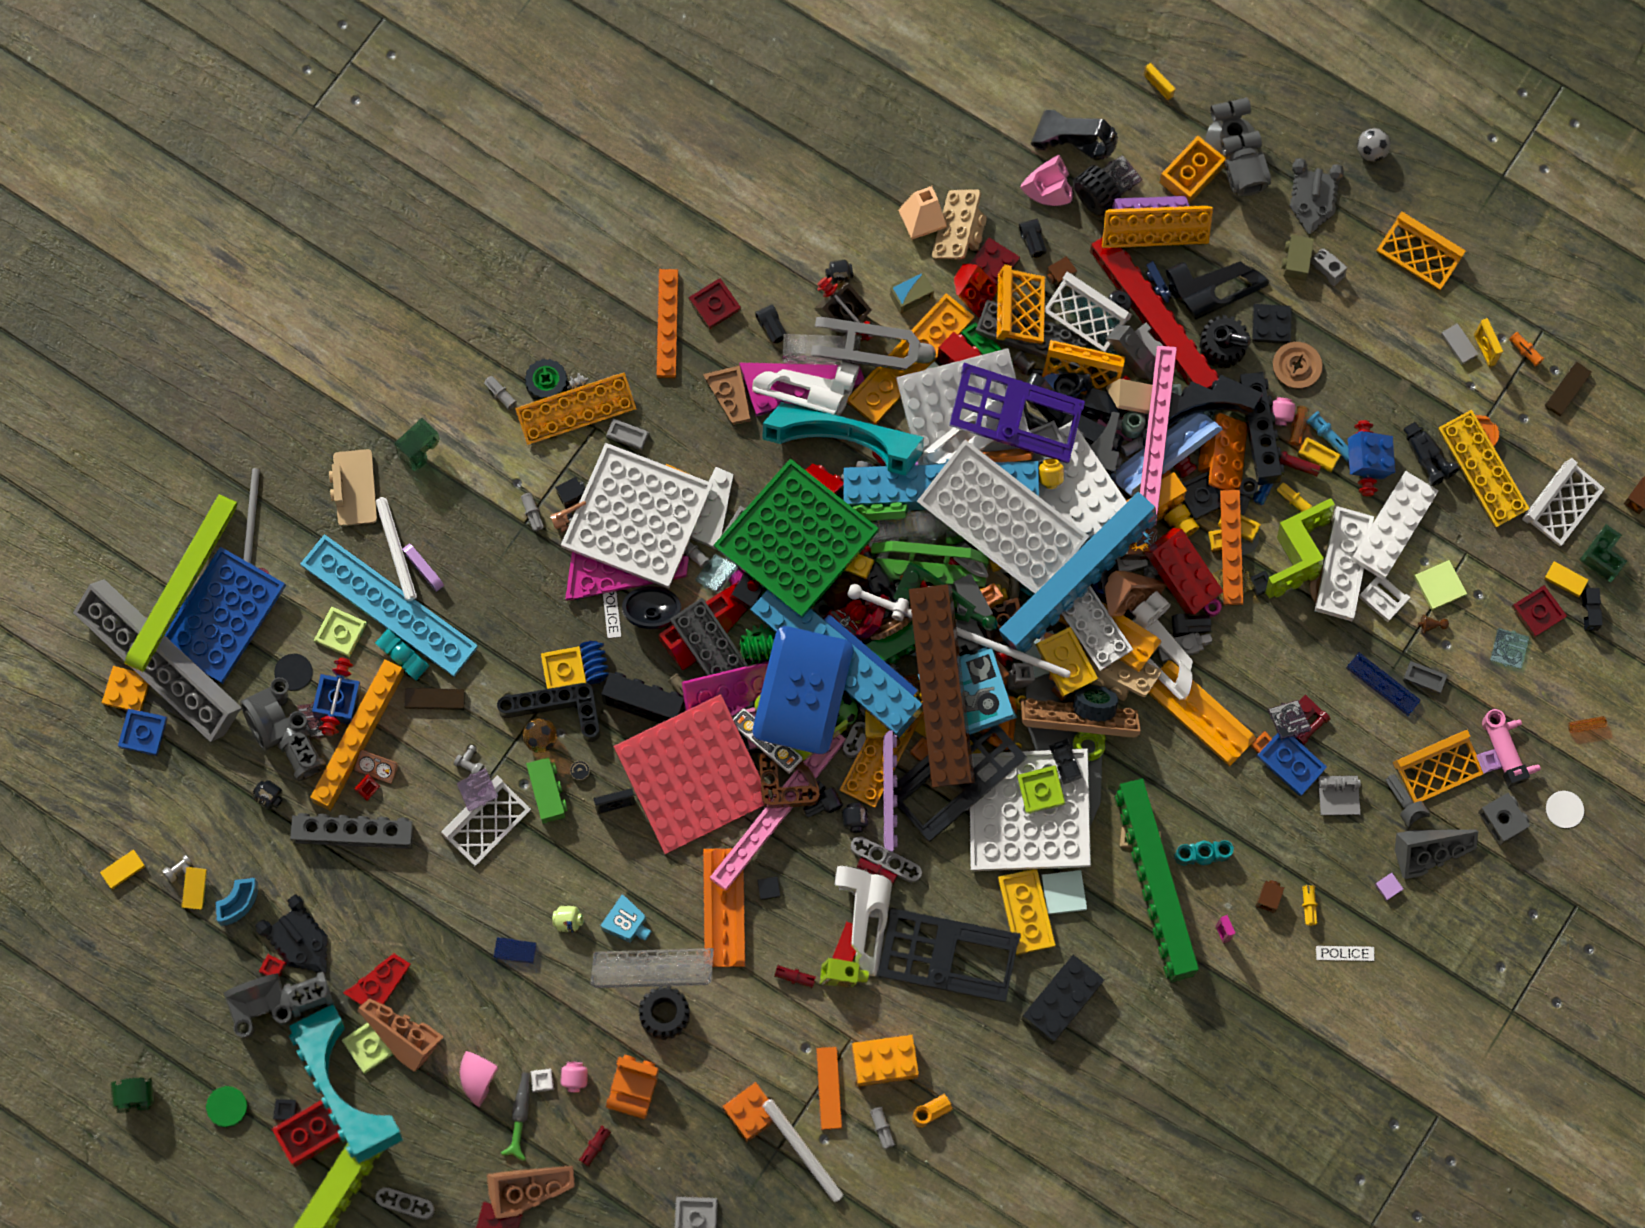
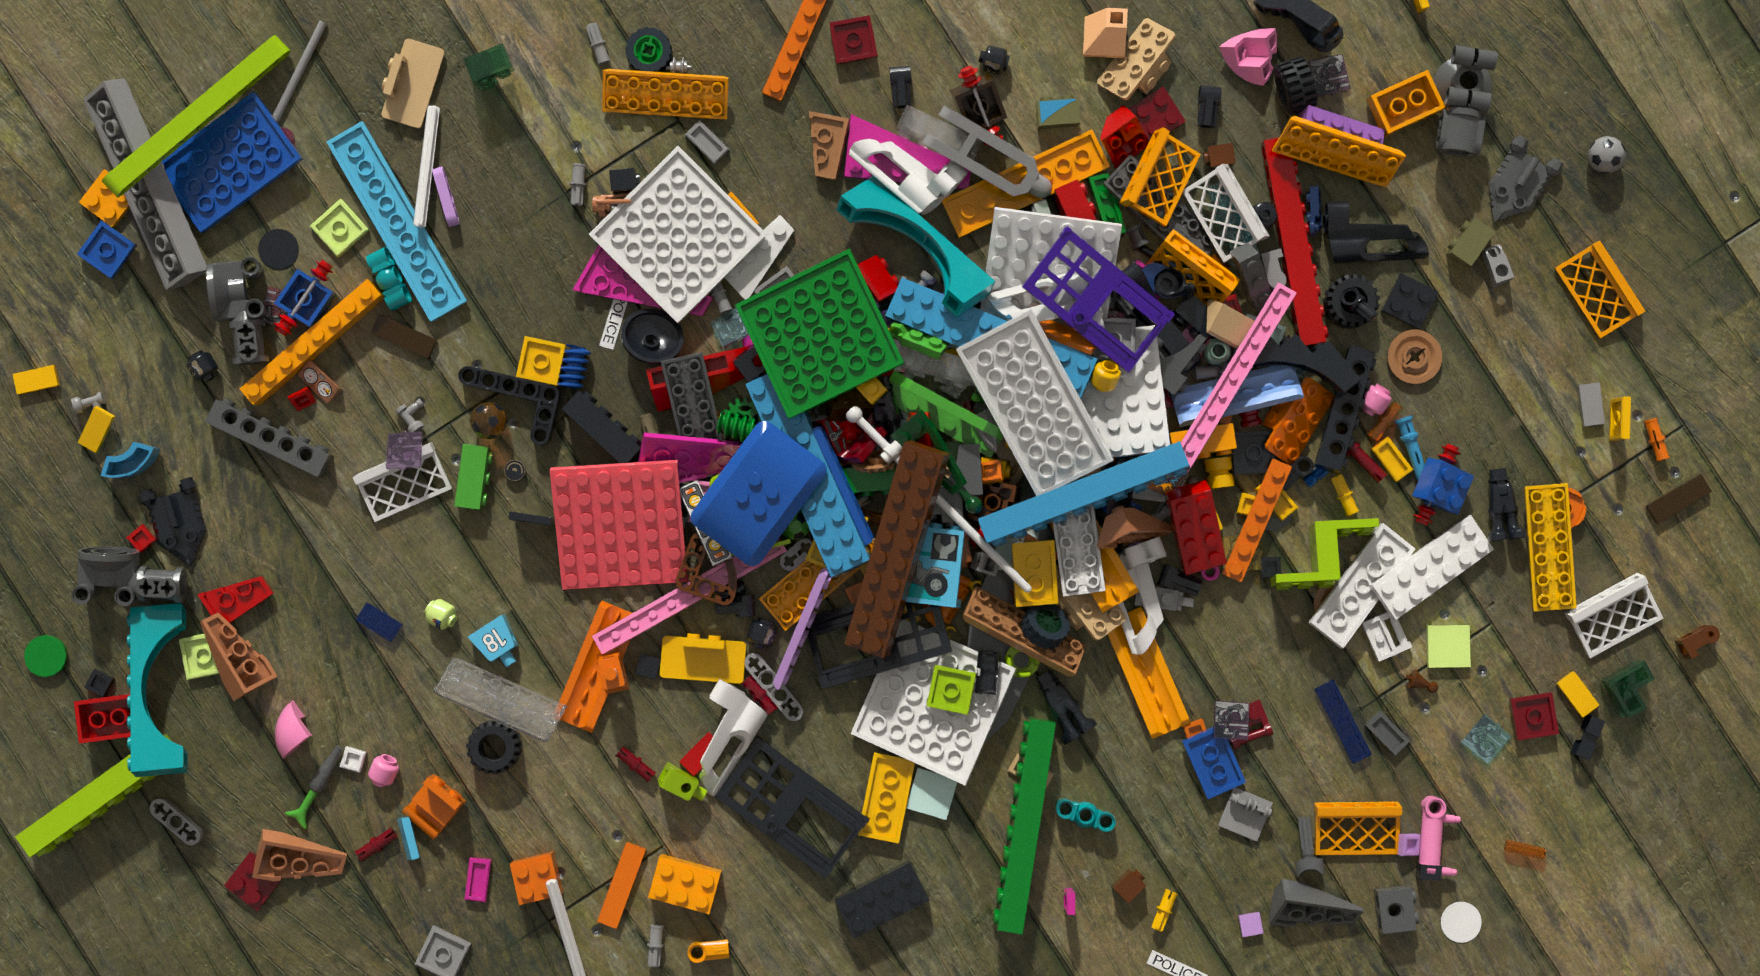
camera: 25 degrees right, 15 degrees up
(621, 1127) = (408, 838): none -> medium azure tile
(699, 1138) = (478, 879): none -> dark pink tile
(743, 901) = (613, 672): none -> orange torso
(812, 860) = (702, 658): none -> yellow bracket
(1140, 767) = (1061, 703): none -> black piece

